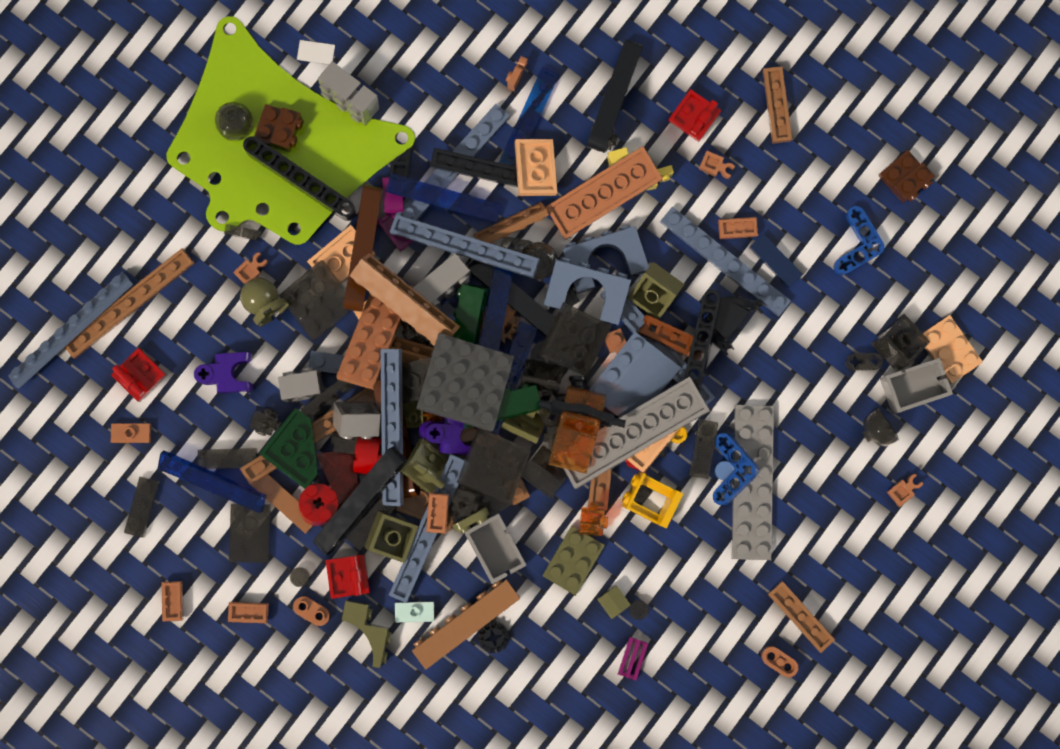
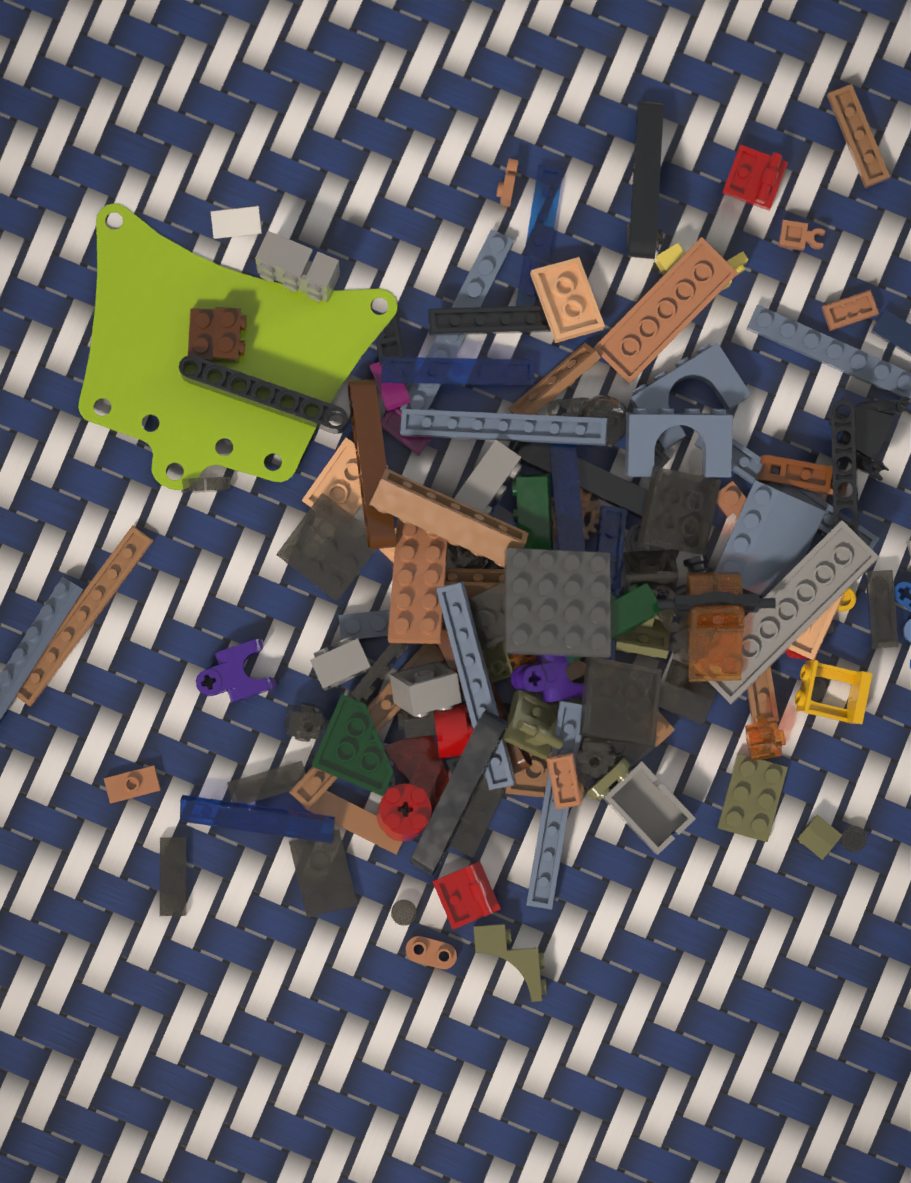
camera: 15 degrees left, 0 degrees up
(138, 374) = (122, 705): red plate -> none
(172, 601) = (247, 987): nougat plate -> none
(234, 121) = (156, 341): clear smoke cylinder -> none
(248, 612) = (350, 976): nougat plate -> none
(250, 270) = (228, 534): nougat plate -> none
(261, 299) = (256, 564): olive tile -> none
(391, 536) = (510, 828): olive brick -> none
(414, 612) = (565, 918): light aqua plate -> none
(465, 624) = (636, 915): medium nougat brick -> none
(501, 642) = (673, 936): black gear -> none
(627, 674) = (852, 903): magenta tile -> none
(655, 291) = (767, 420): olive brick -> none

